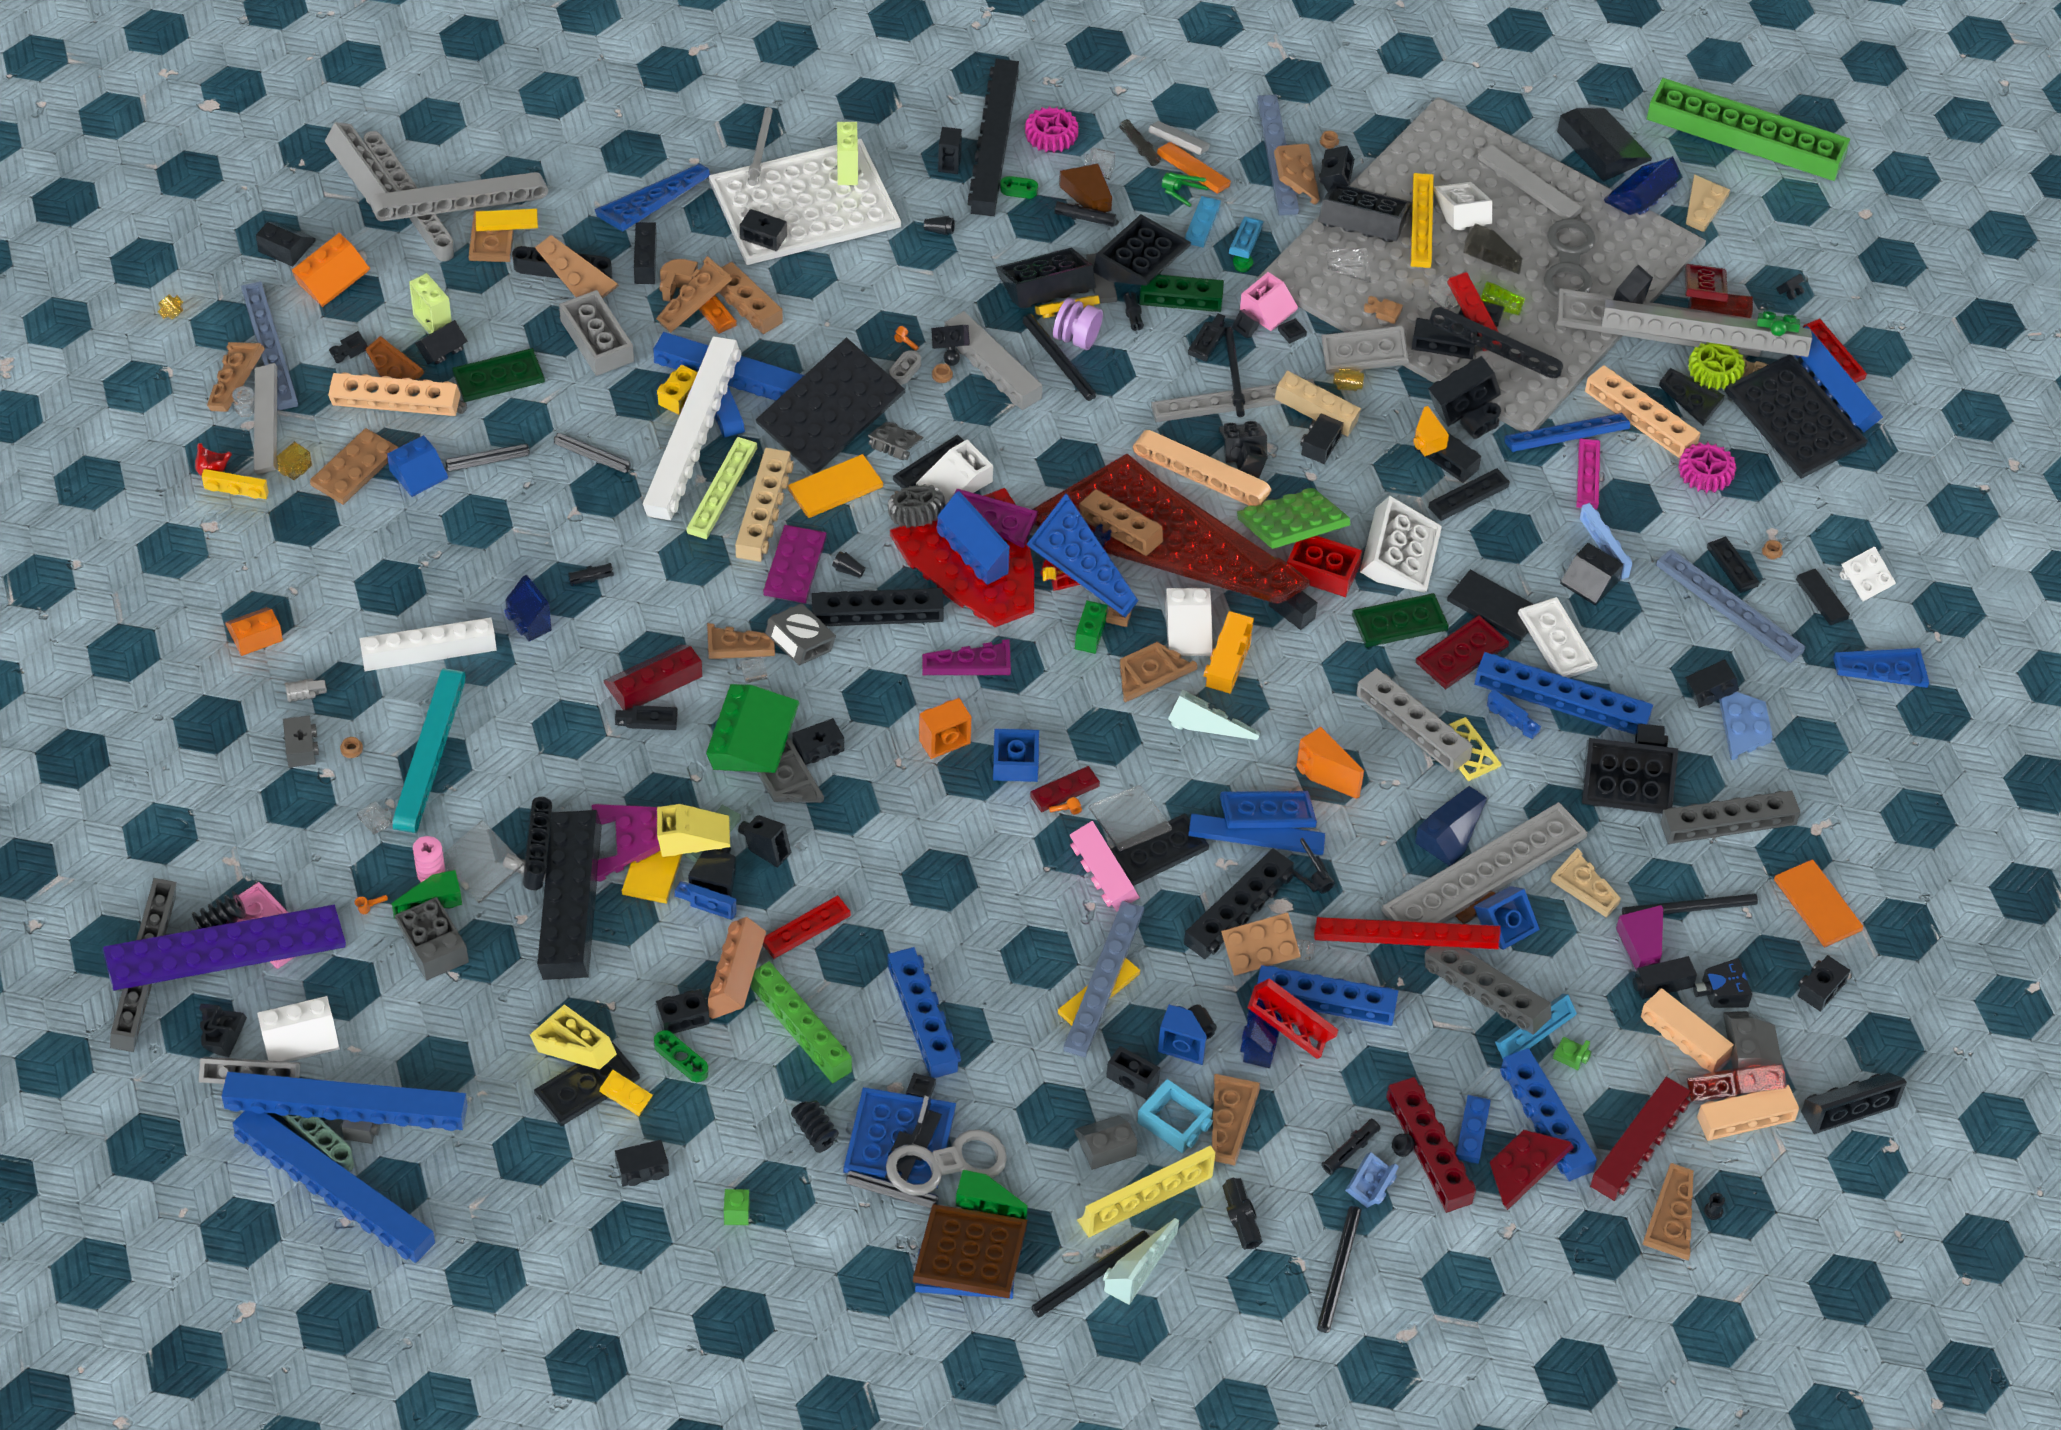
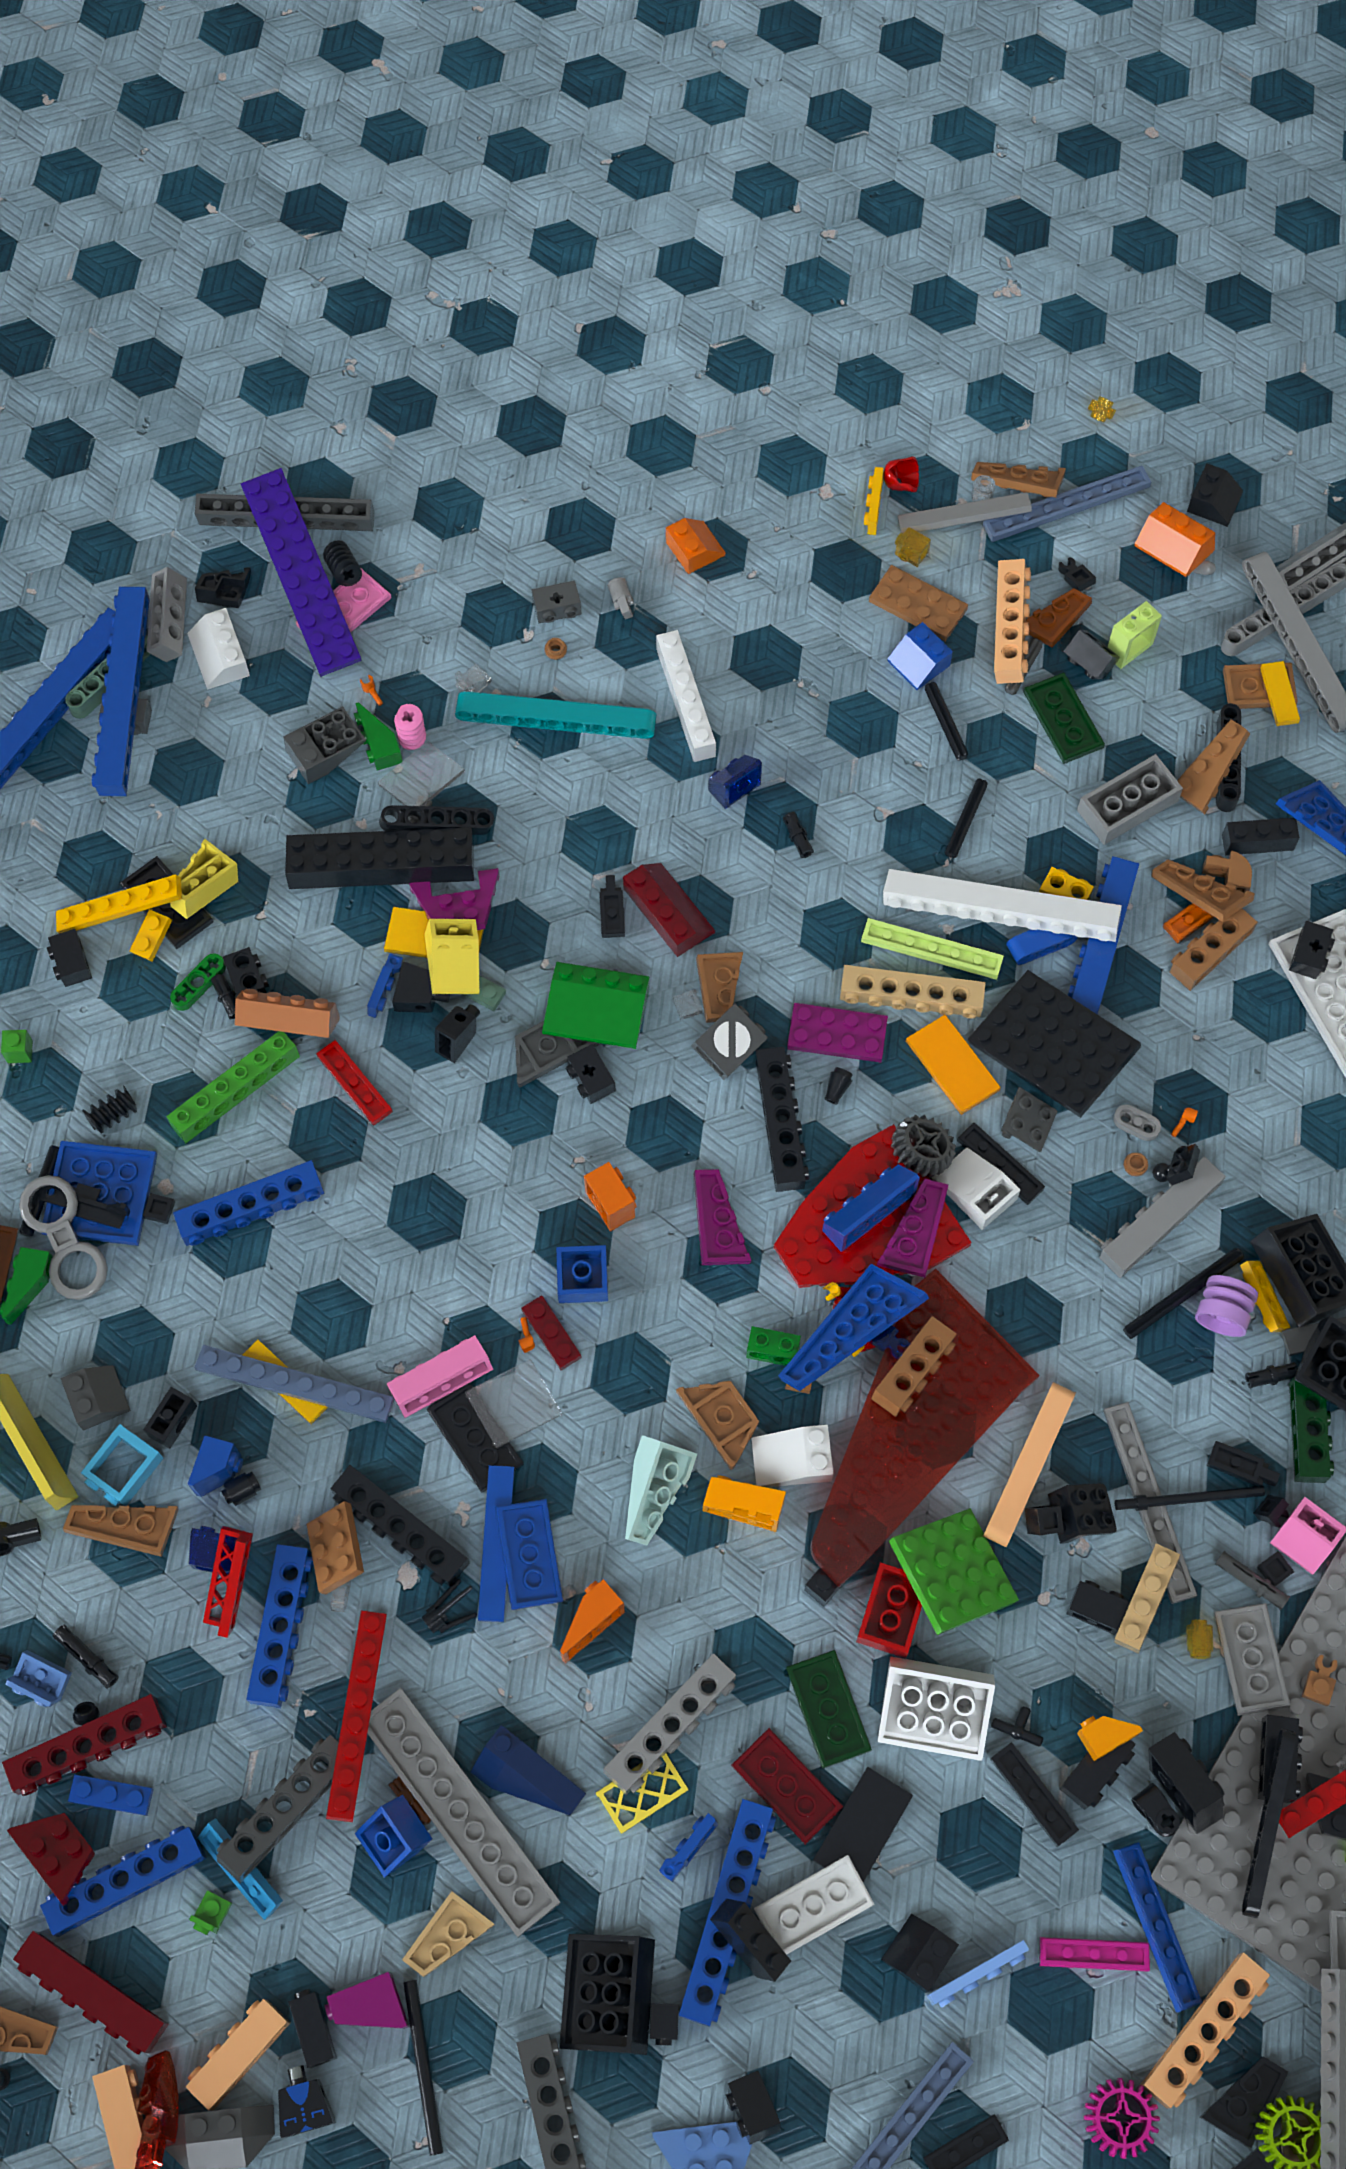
camera: 90 degrees right, 15 degrees up
(596, 1107) = (119, 904): none -> yellow plate
(702, 1029) = (225, 994): none -> black axle
(1306, 339) = (1252, 1580): none -> dark grey pin
(1419, 500) = (1018, 1730): none -> black piece
(1589, 668) = (750, 1940): none -> black brick

